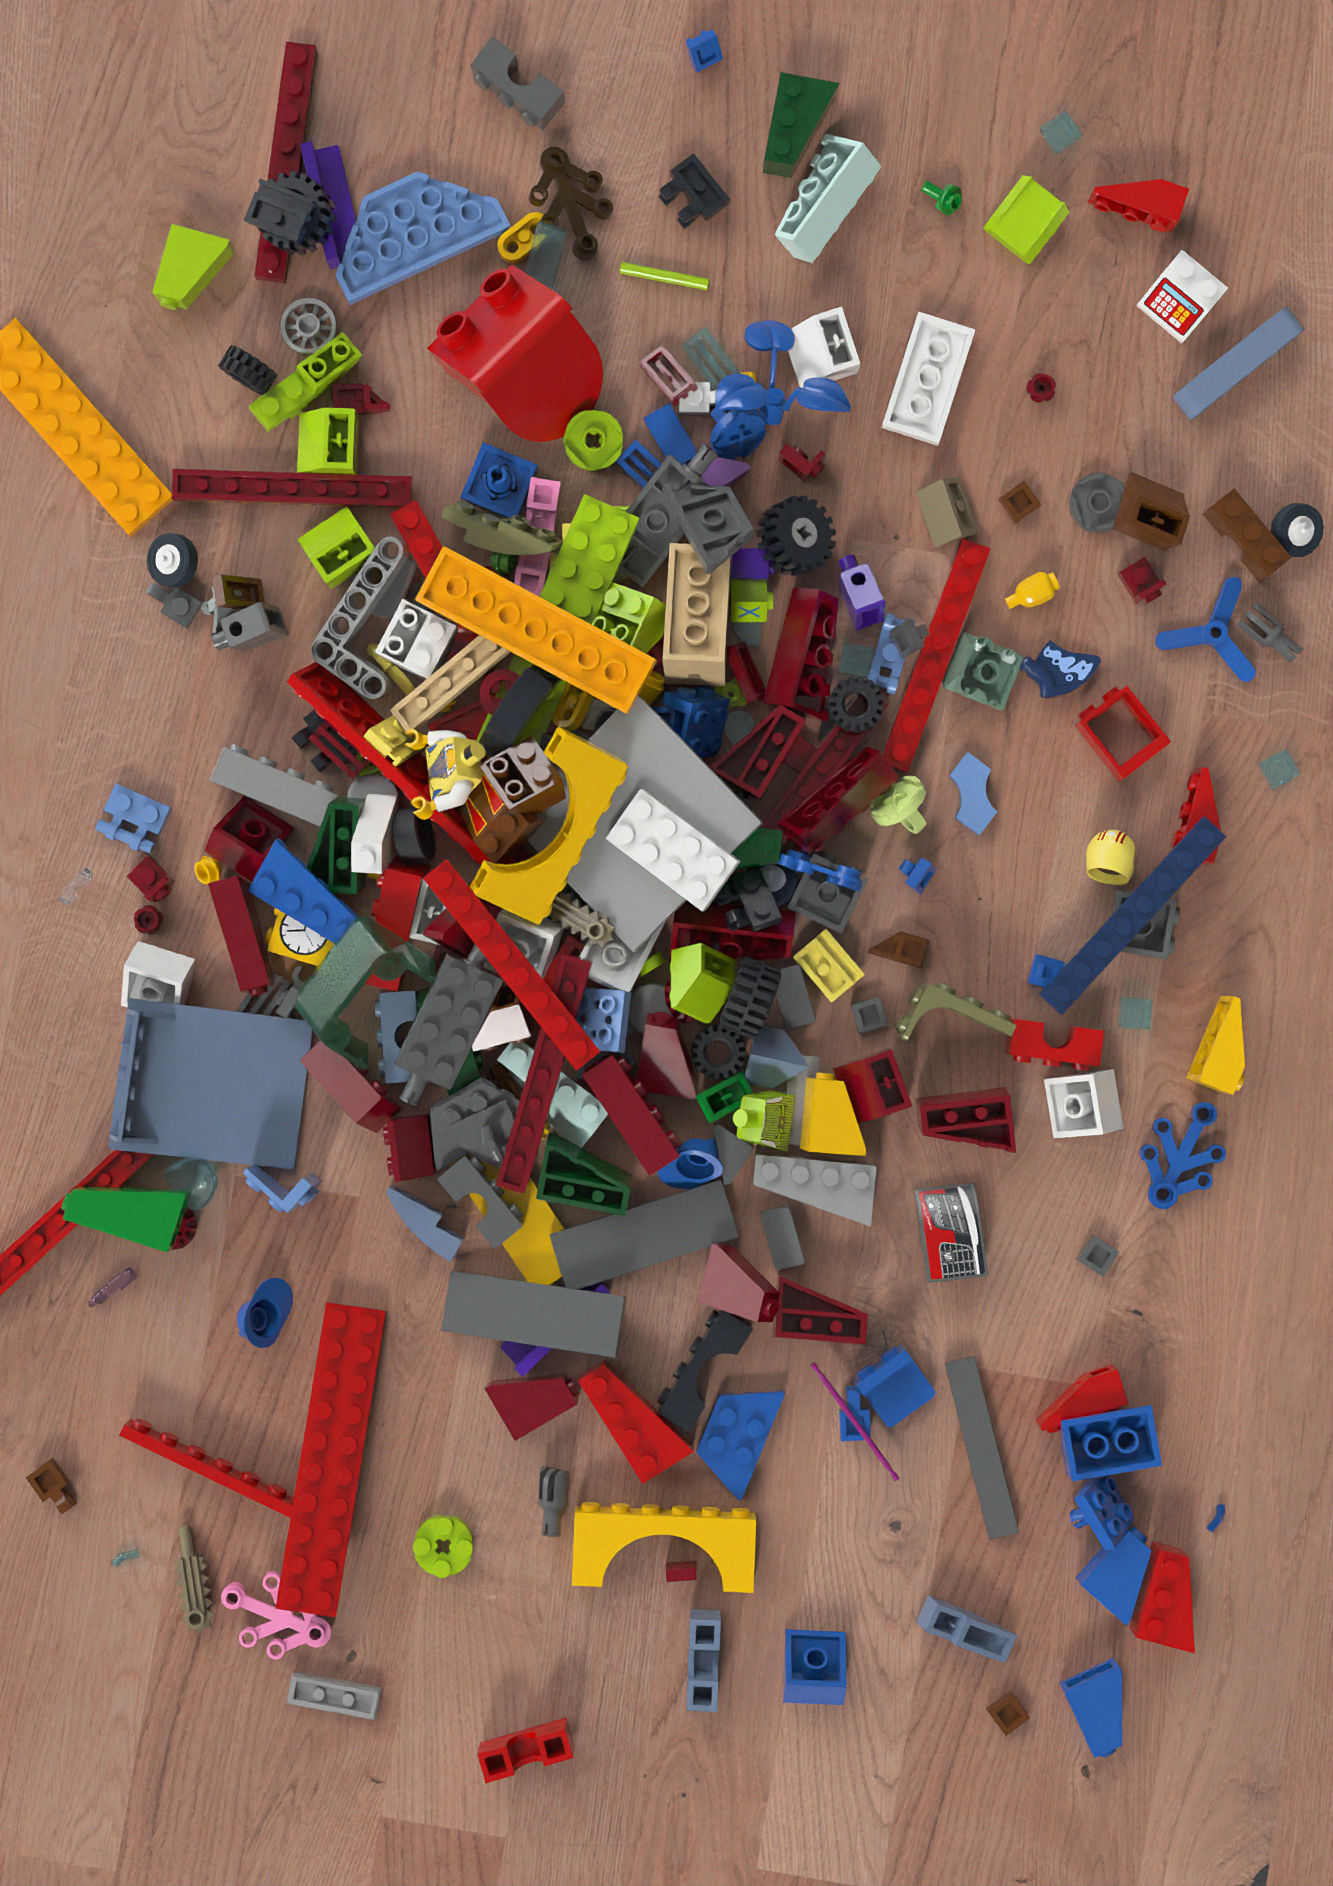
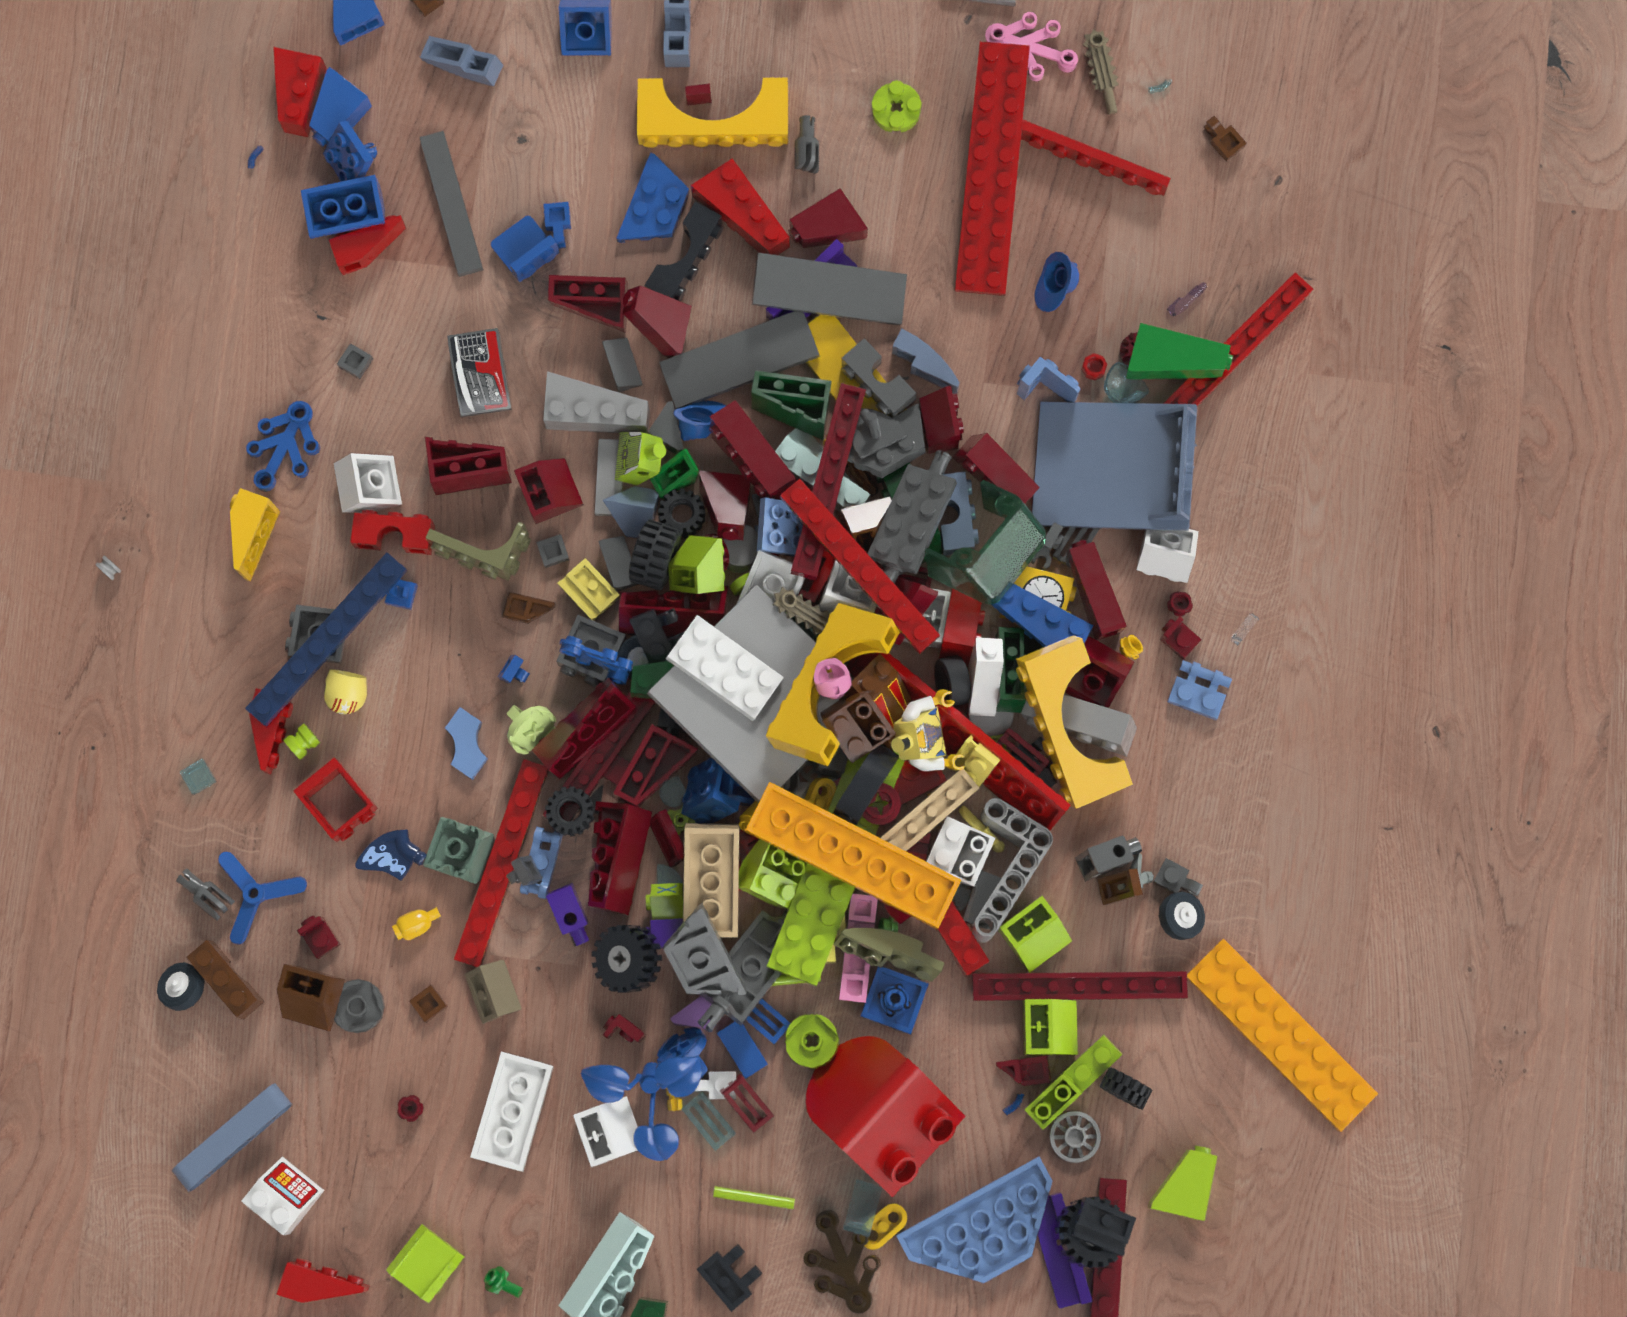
camera: 175 degrees right, 10 degrees down
(227, 1208) = (1094, 366): none -> red tile
(303, 823) = (1046, 679): none -> yellow arch
(374, 362) = (1016, 1103): none -> blue leg
(547, 825) = (834, 683): none -> bright pink piece
(829, 1118) = (585, 459): yellow slope -> none
(839, 1400) = (557, 217): magenta piece -> none
(855, 660) = (571, 856): clear light blue tile -> none
(1135, 1013) = (323, 562): clear light blue tile -> none
(1158, 804) = (304, 739): none -> lime wheel

